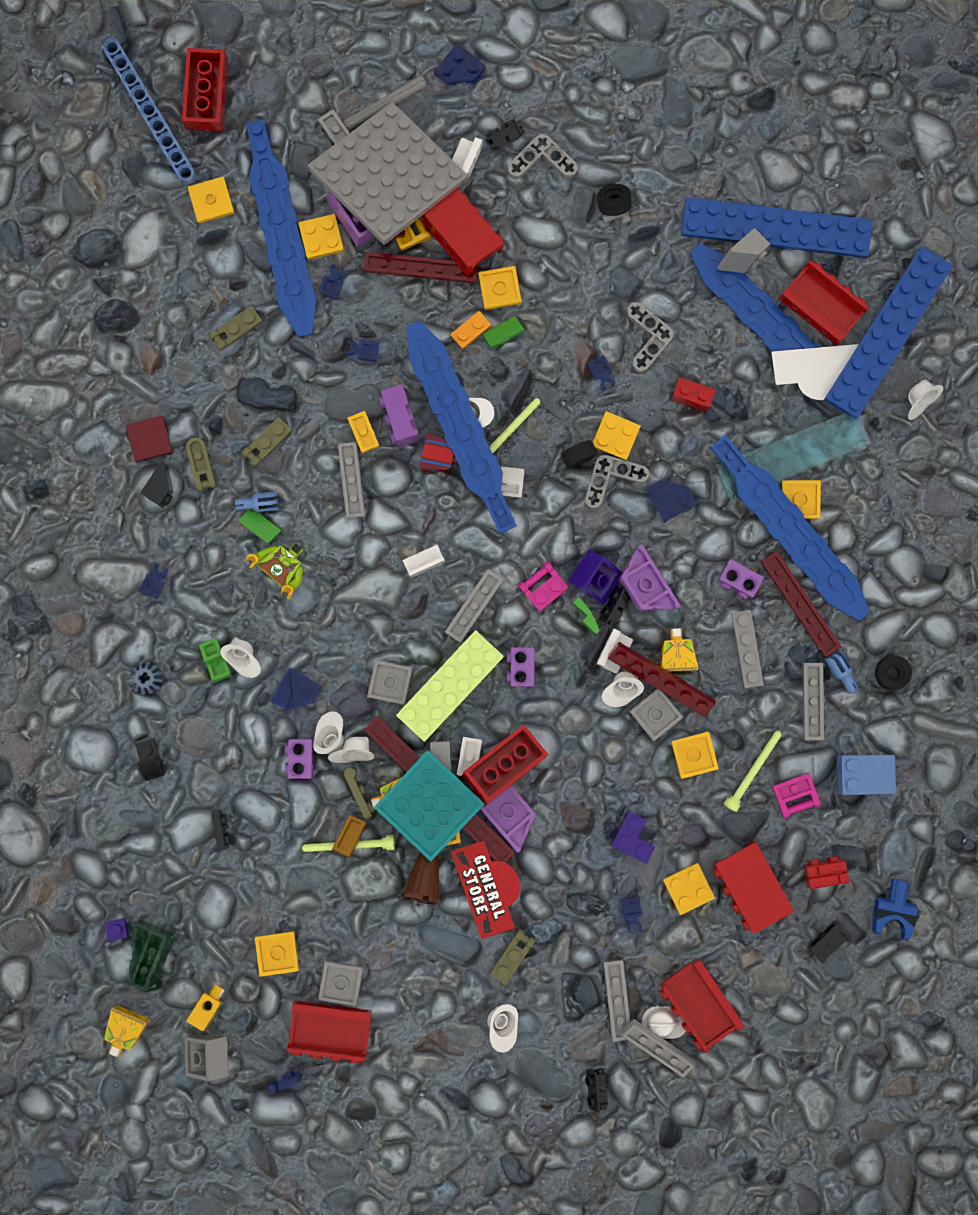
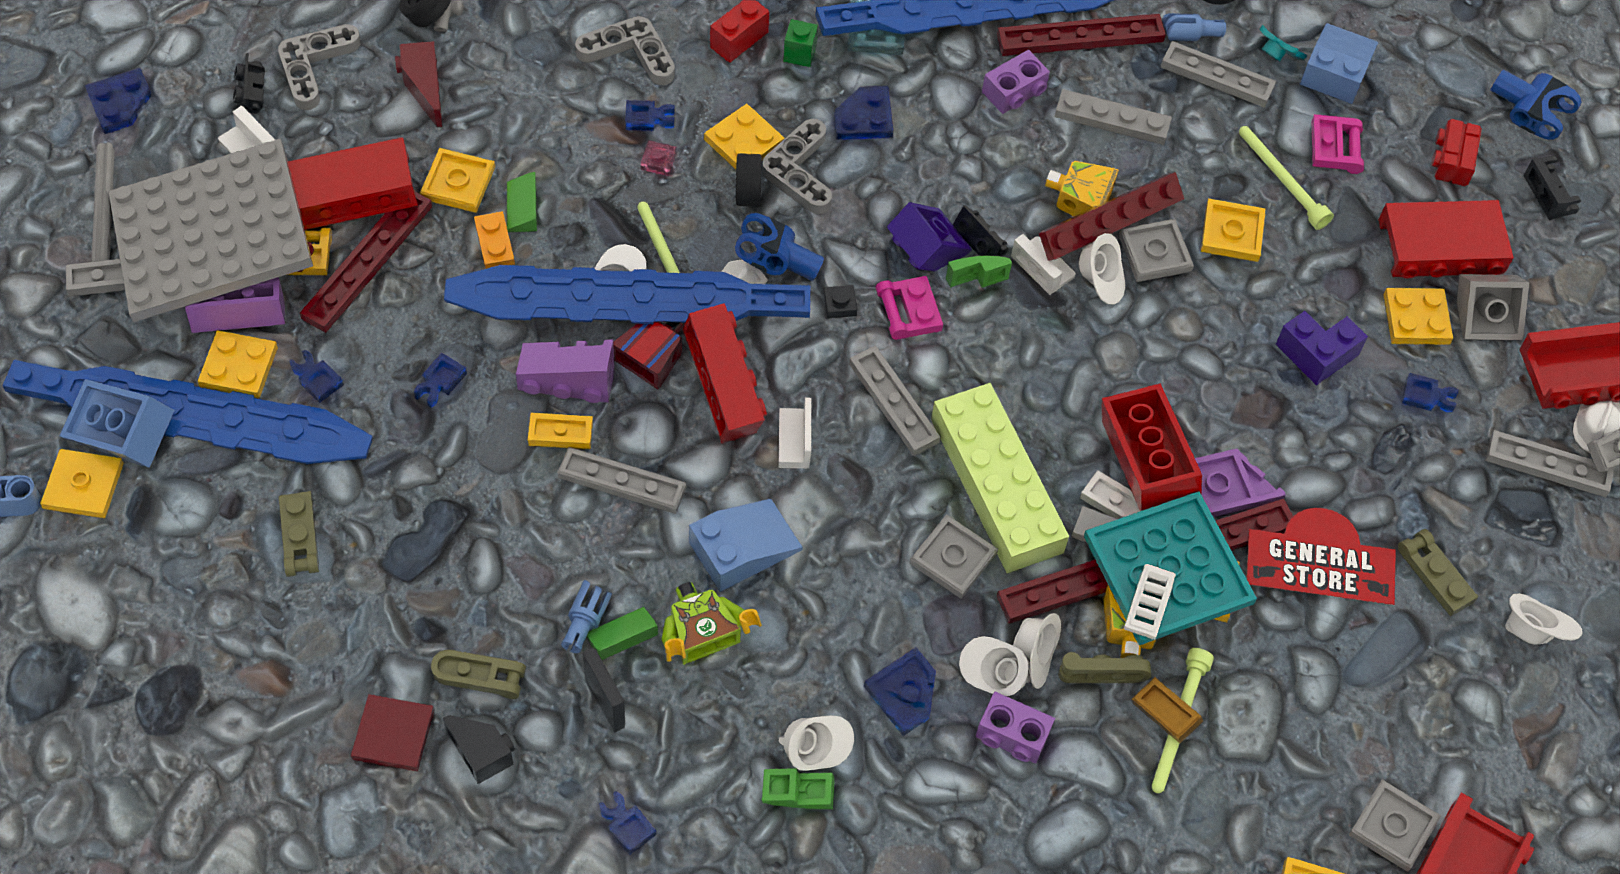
camera: 70 degrees left, 25 degrees down
(215, 534) = (604, 689): none -> black tile
(249, 197) = (117, 422): none -> medium blue slope
(267, 441) = (497, 566): olive plate -> none
(344, 564) = (742, 541): none -> medium blue slope
(411, 801) = (1156, 582): none -> white slope
(423, 881) = (1279, 633): reddish brown cone -> none
(431, 504) = (724, 372): none -> red brick
(526, 667) = (1016, 371): medium lavender brick -> none
(527, 545) = (840, 301): none -> black plate
(538, 494) = (777, 249): none -> blue connector
(563, 226) = (420, 76): none -> dark red slope
(576, 393) = (658, 158): none -> clear pink plate
(646, 583) = (968, 183): medium lavender wing -> none
(701, 436) = (800, 43): none -> green brick
(715, 931) = (1492, 306): none -> light grey slope
(853, 730) = (1277, 48): none -> teal animal

